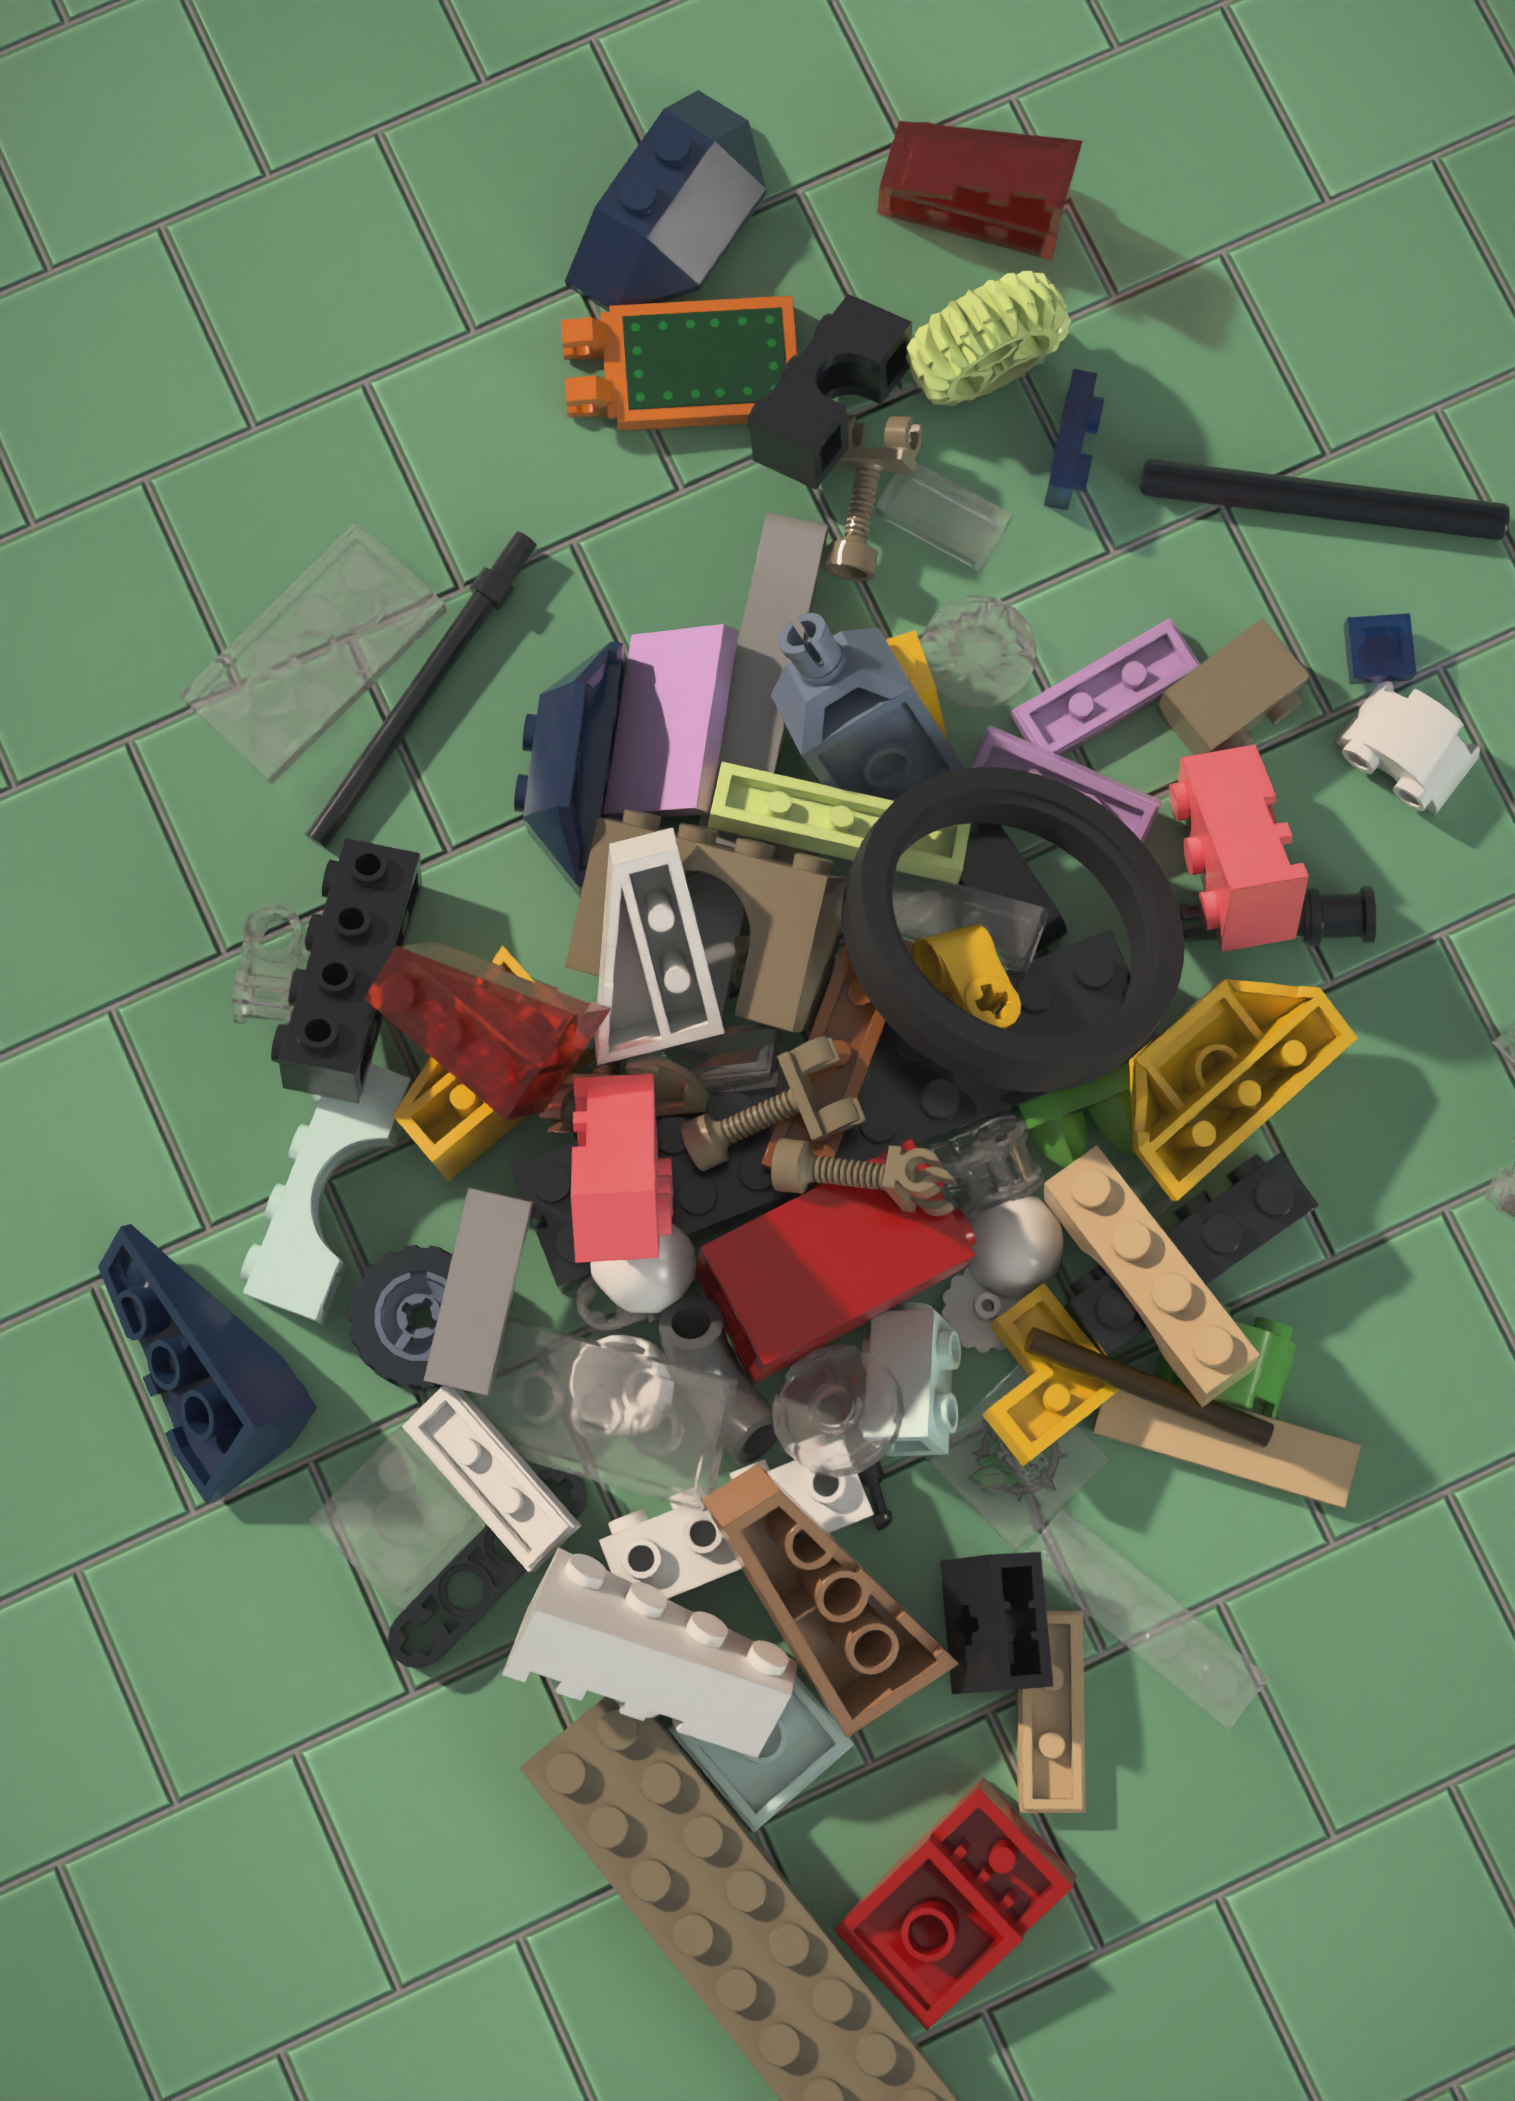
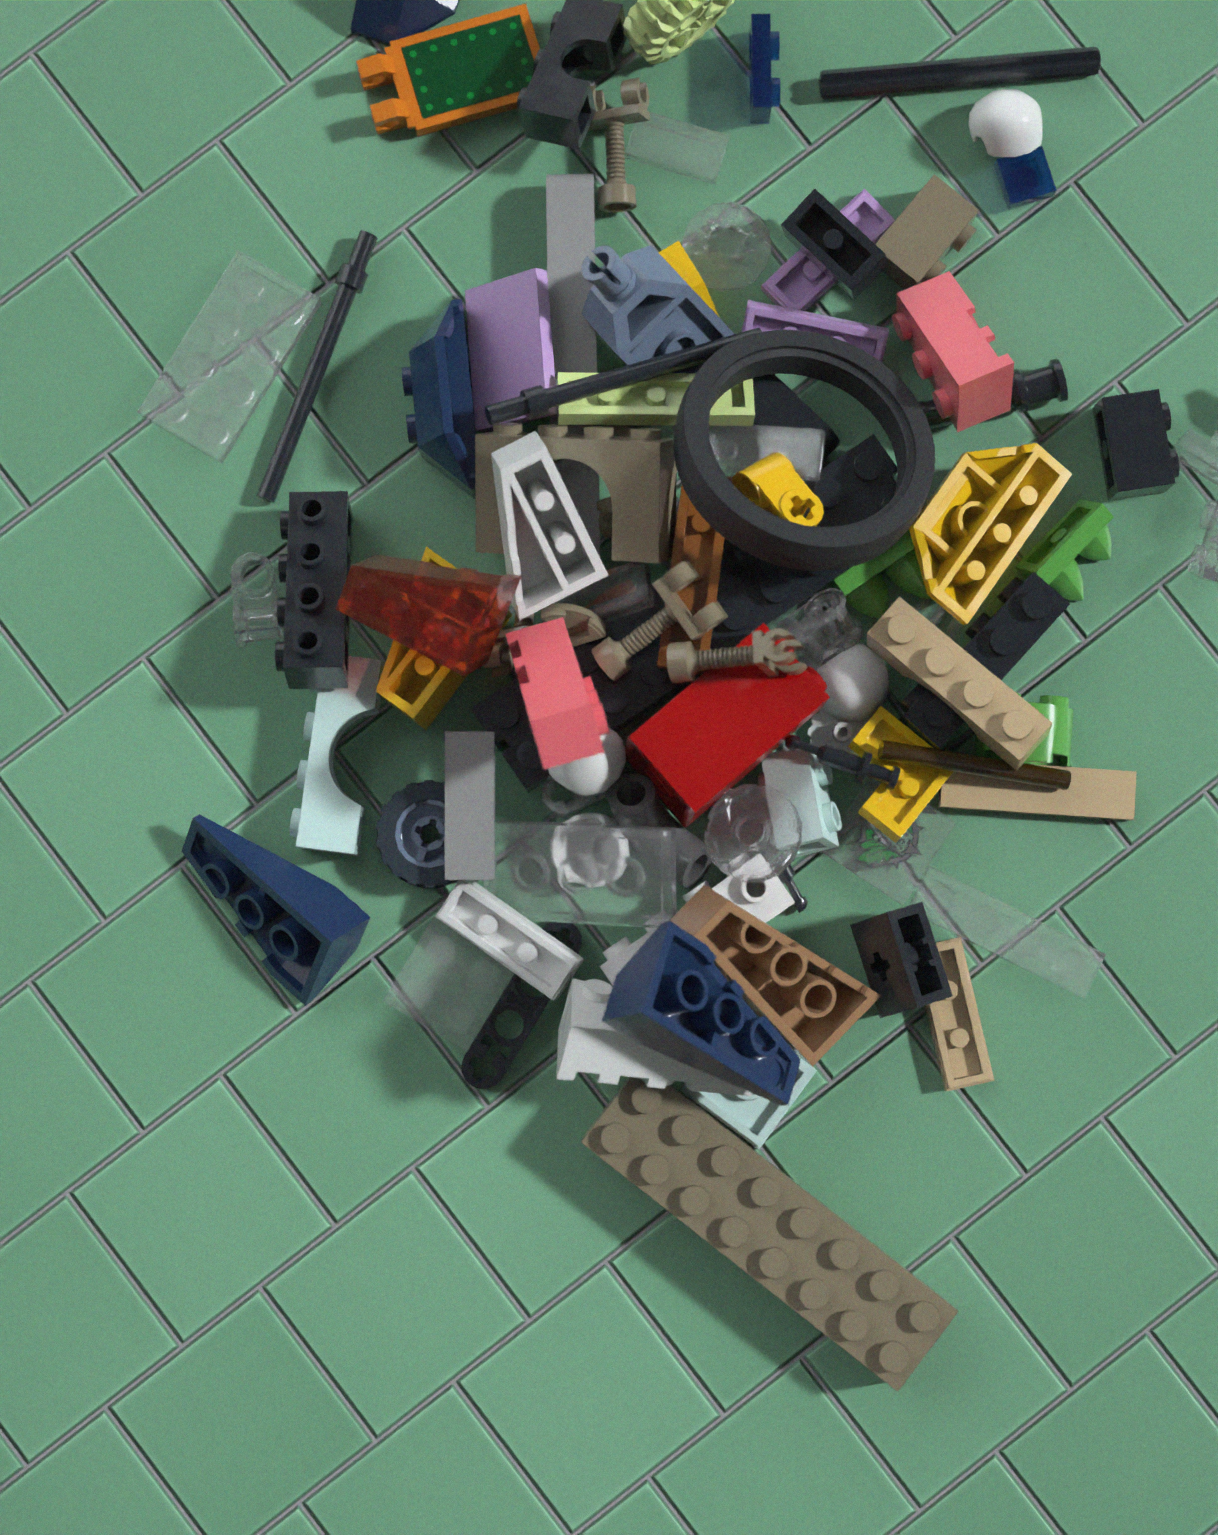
camera: 15 degrees left, 5 degrees up
(684, 791) = (537, 401): none -> black bar
(695, 1625) = (688, 1010): none -> dark blue wedge
(955, 1903) = (915, 1166): red slope -> none
(981, 1345) = (847, 762): none -> black piece
(1114, 678) = (834, 244): none -> black brick
(1352, 1115) = (1080, 532): none -> bright green tile
(1371, 575) = (1007, 123): none -> white hair
(1411, 742) = (1063, 243): white cylinder -> none
(1450, 1019) = (1135, 444): none -> black brick

